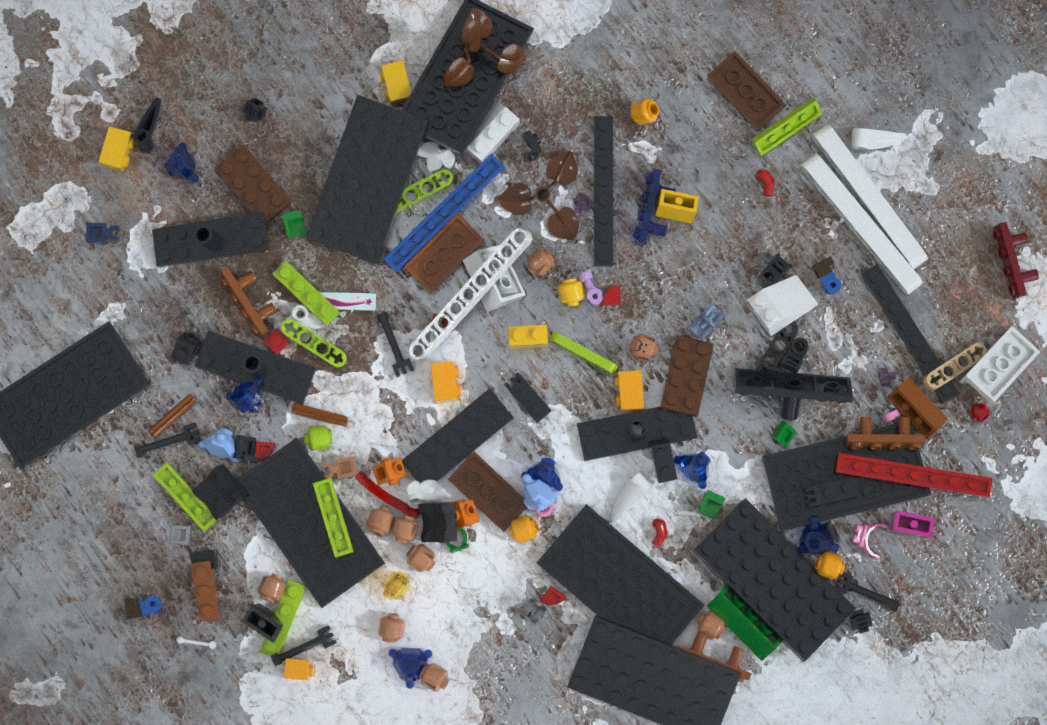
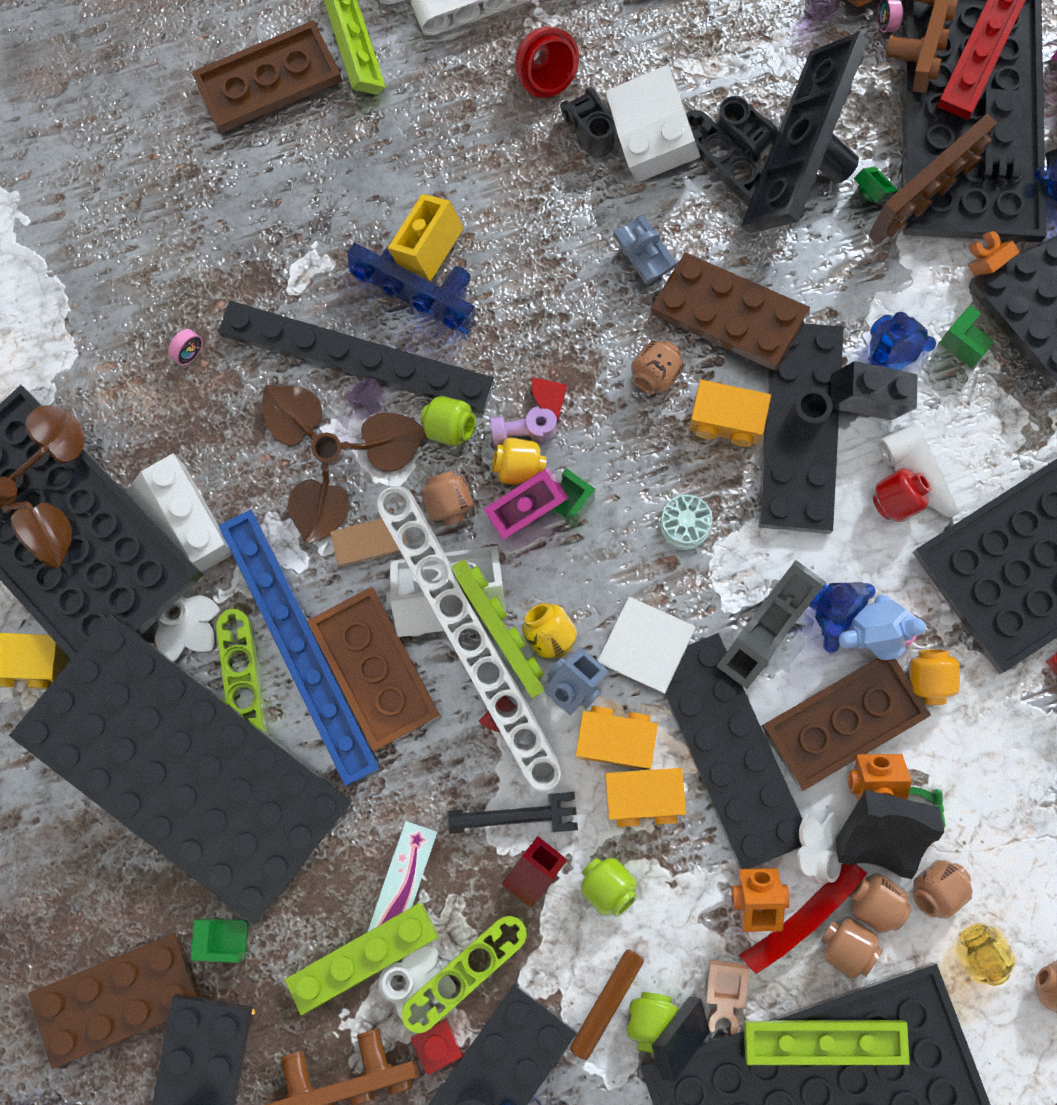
camera: 70 degrees left, 5 degrees down
(315, 450) = (681, 1039): none -> black tile
(370, 362) = (534, 871): none -> dark red brick
(374, 399) = (609, 886): none -> lime head
(422, 403) = (645, 795): none -> light orange brick
(466, 353) = (575, 681): none -> sand blue brick
(484, 302) = (492, 614): none -> lime plate
(488, 333) = (549, 630): none -> yellow head
(496, 383) = (646, 645): none -> white piece
(505, 225) = (363, 543): none -> medium nougat tile
(523, 440) = (770, 624): none -> dark grey arch
(528, 336) = (577, 561): yellow brick -> none
(528, 398) = (695, 593): black hinge -> none
(533, 142) = (229, 448): black bracket -> none
(548, 302) = (526, 503): none -> dark pink brick
(560, 323) = (580, 498): none -> green panel
(566, 385) = (686, 522): none -> light aqua wheel
(580, 102) = (185, 347): none -> tile
(581, 249) = (448, 421): none -> lime head
(583, 353) = (635, 474): lime beam -> none
(612, 489) = (901, 495): none -> red head
(644, 111) = (240, 242): light orange head -> none
(661, 530) = (997, 436): red arm -> none
(759, 505) = (992, 257): none -> orange tile
(768, 180) = (434, 88): red arm -> none
(791, 462) = (933, 179): none -> reddish brown plate
(798, 237) = (554, 66): none -> red piece
(826, 277) = (624, 43): leg -> none

